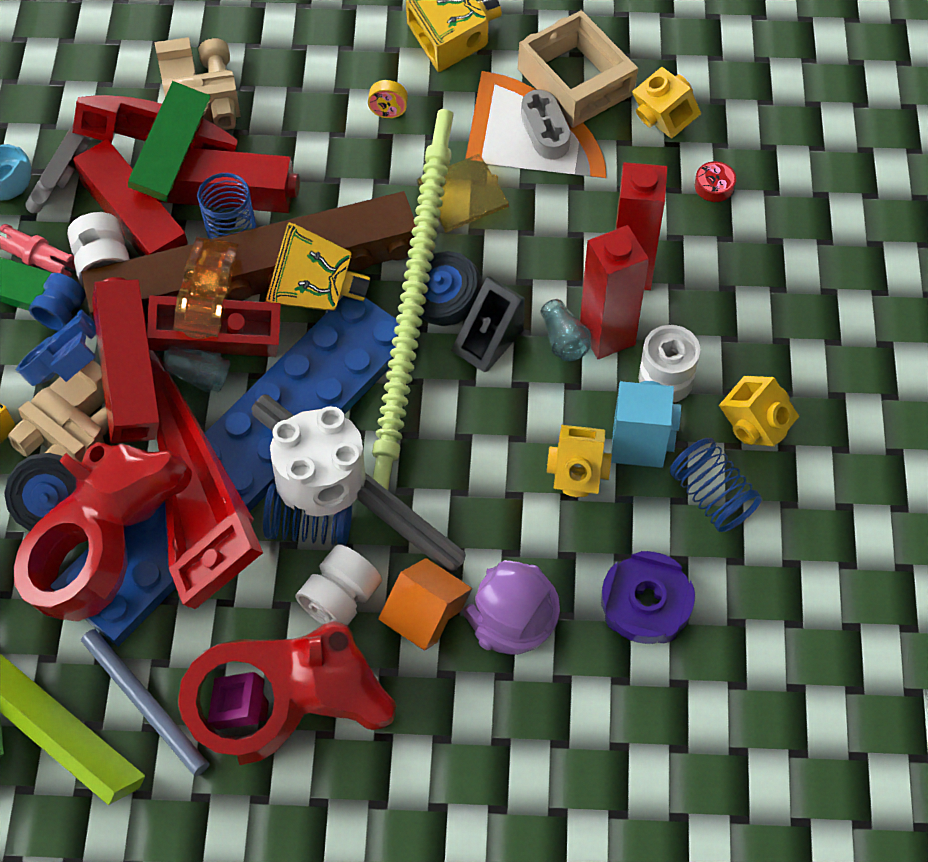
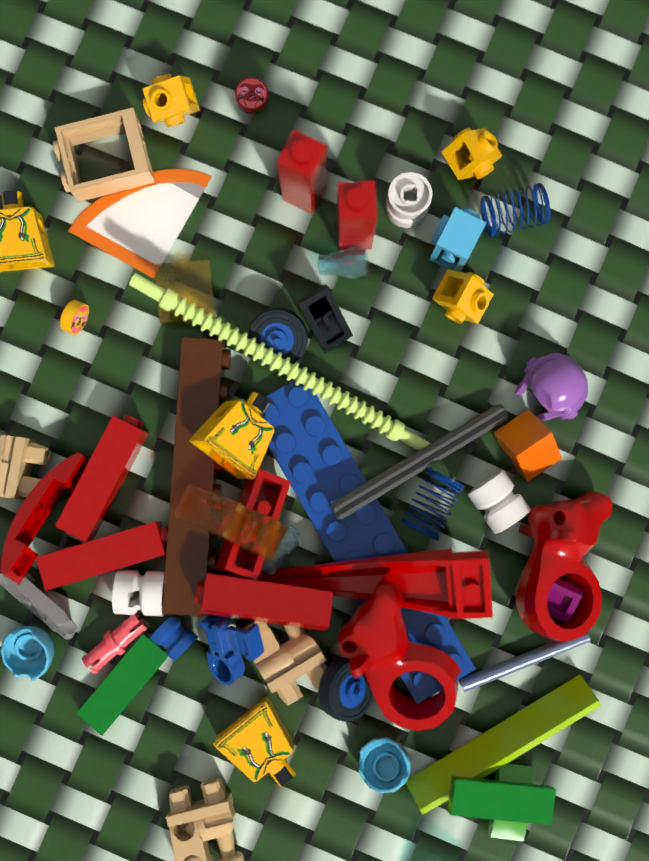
camera: 70 degrees left, 25 degrees up
(169, 141) = (65, 508): green tile -> none
(223, 216) = (129, 479): blue piece -> none
(318, 461) = (417, 485): white brick -> none
(538, 126) = (146, 193): light grey beam -> none
(647, 623) = (596, 292): dark purple plate -> none

